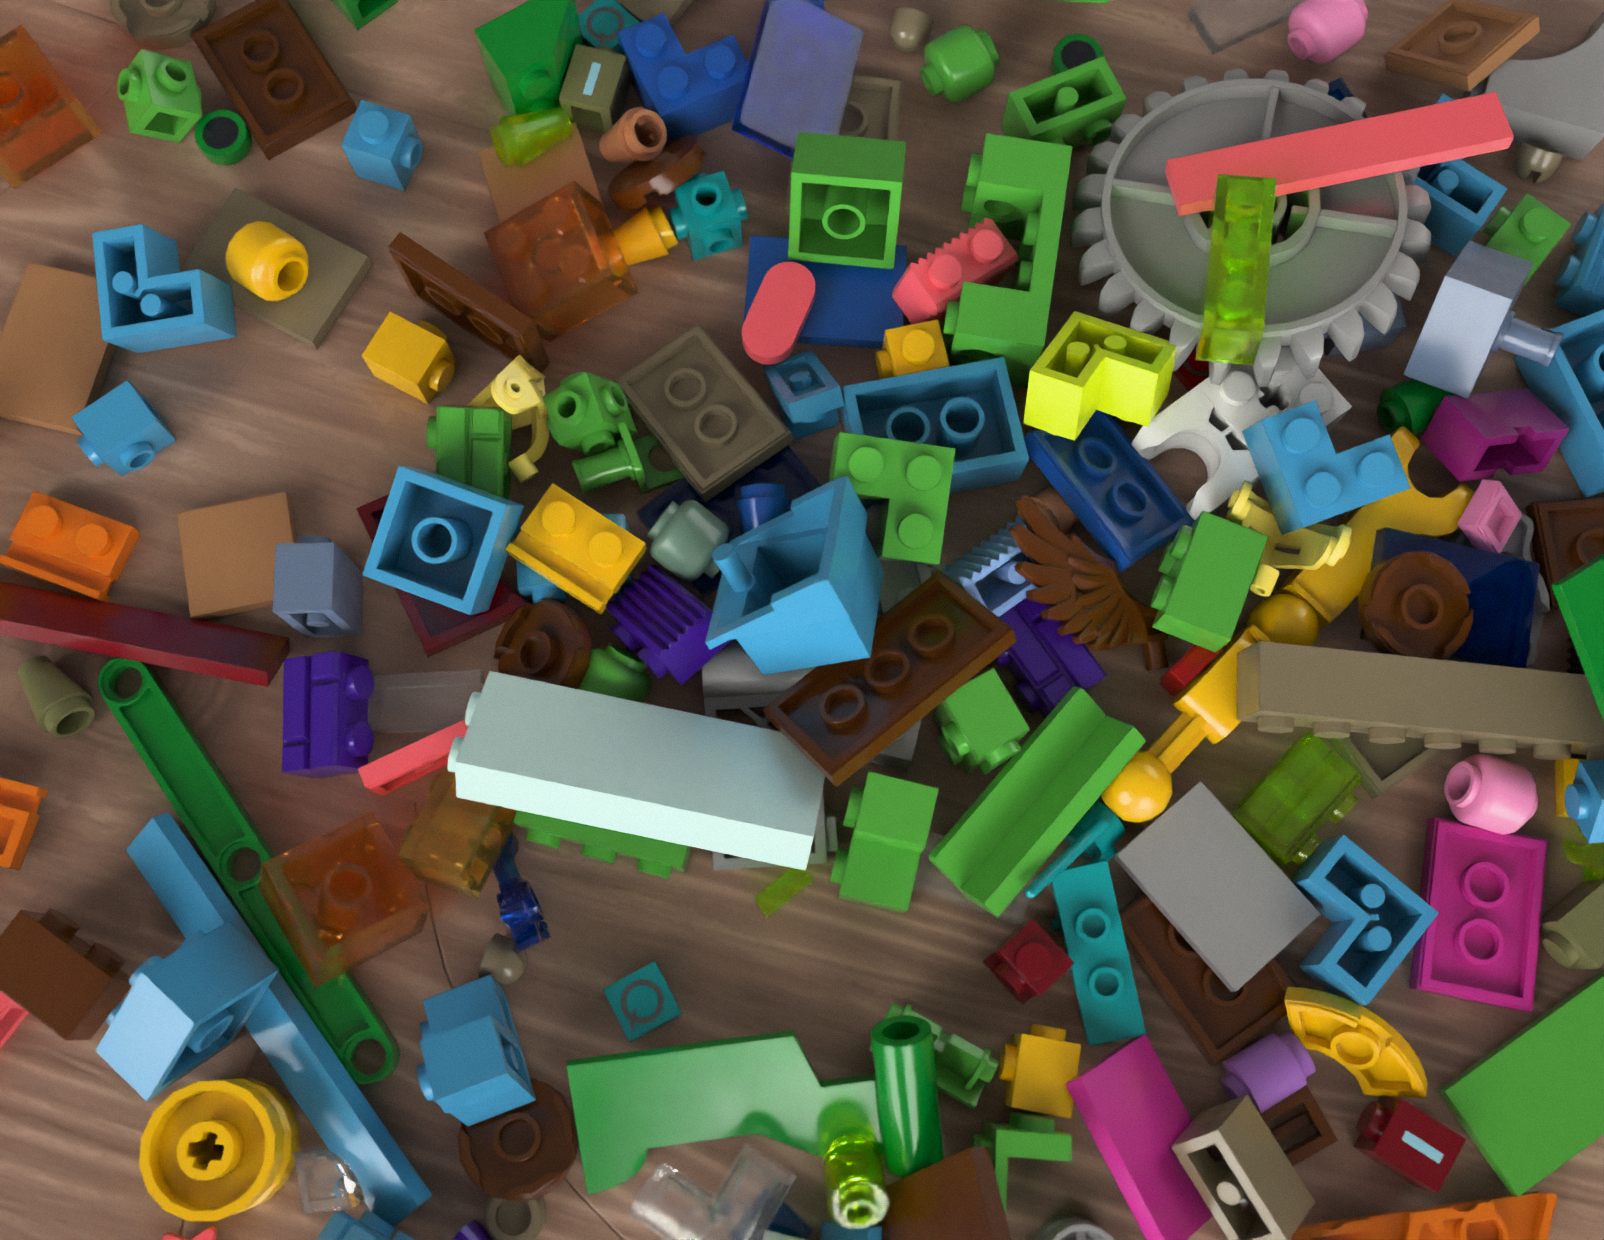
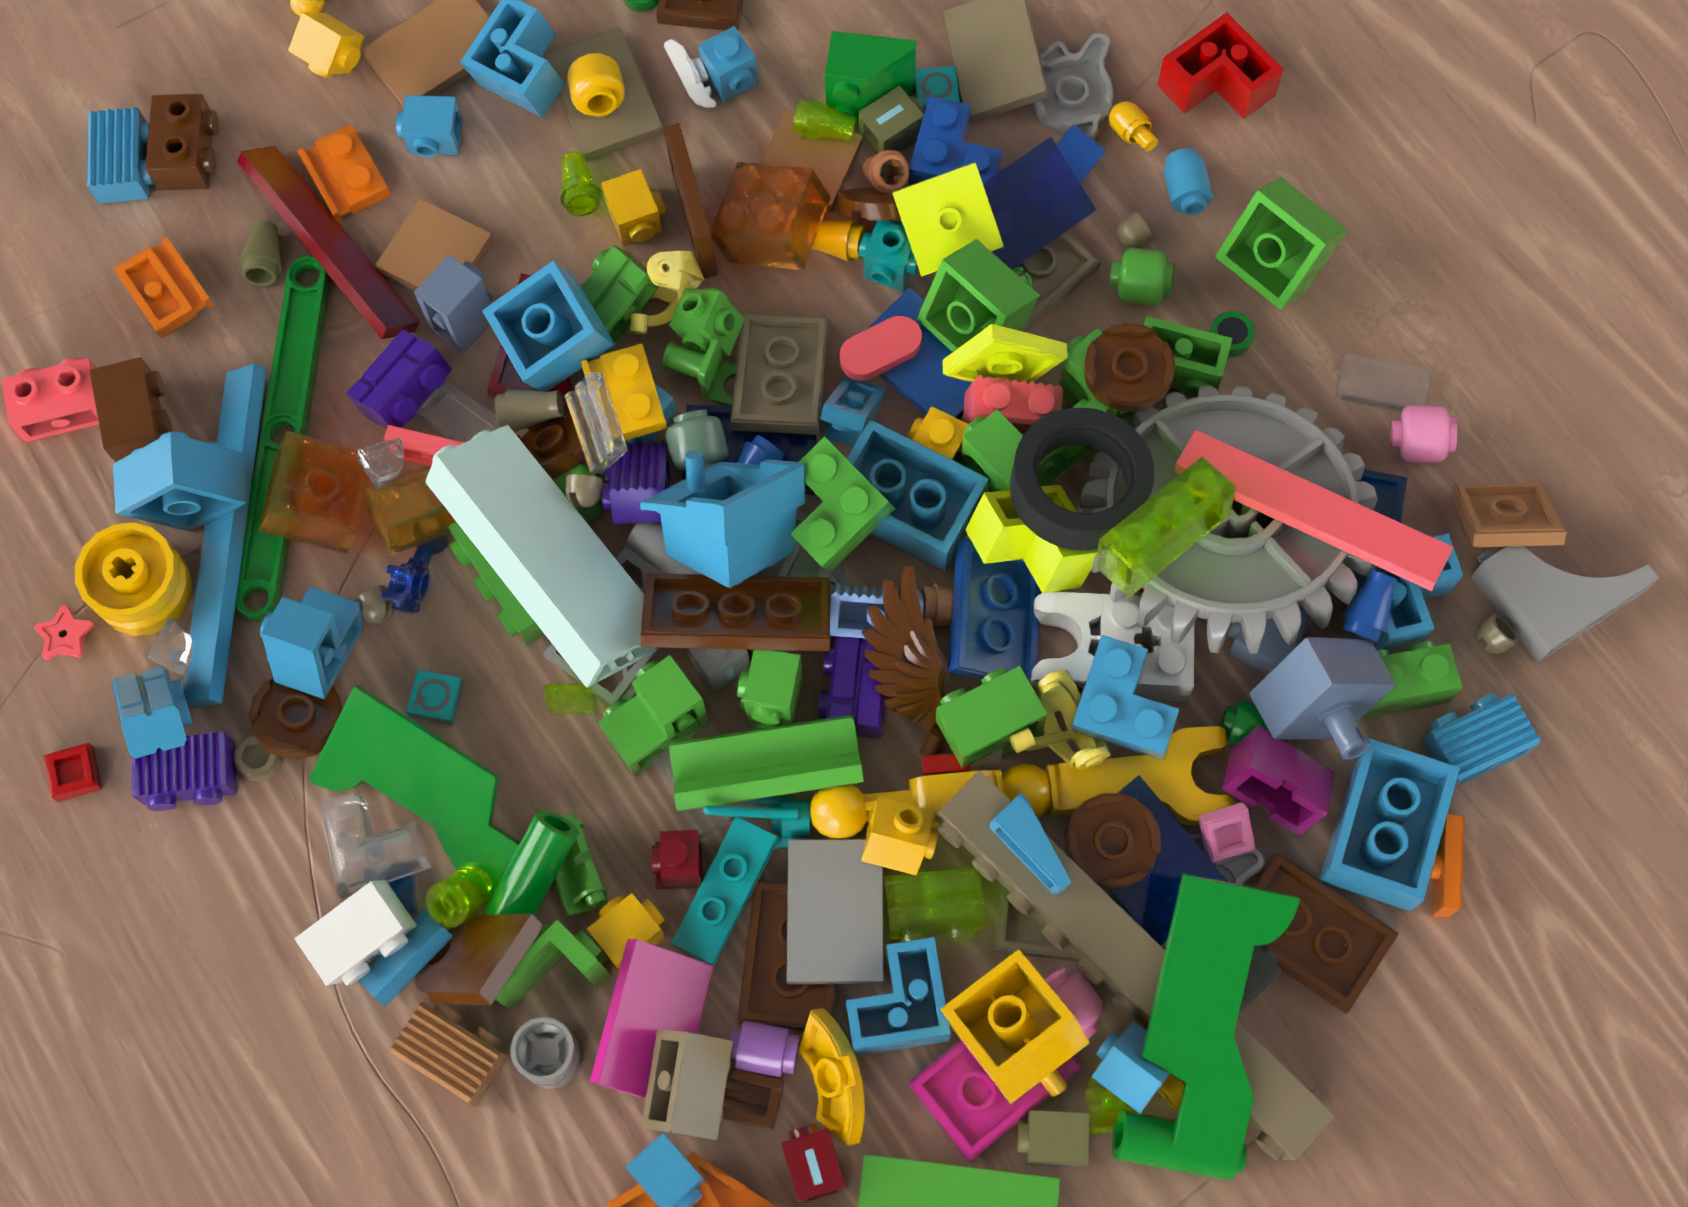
camera: 45 degrees right, 5 degrees down
(336, 378) = (579, 189): none -> clear neon green cone
(350, 182) = (691, 74): none -> white piece
(389, 811) = (382, 461): none -> clear tile
(485, 639) = (527, 407): none -> dark tan cone
(578, 605) = (596, 423): none -> clear tile
(628, 676) = (583, 490): none -> dark tan hinge
(747, 134) = (946, 216): none -> neon yellow plate
(921, 225) = (1005, 354): none -> neon yellow plate
(1052, 148) = (1129, 367): none -> reddish brown tile
(1124, 225) = (1086, 428): none -> black tyre
(1223, 765) = (899, 836): none -> yellow brick
(1364, 668) = (1027, 840): none -> dark azure slope
(1451, 213) = (1370, 608): none -> blue cone
(1502, 856) = (1016, 1028): none -> yellow piece

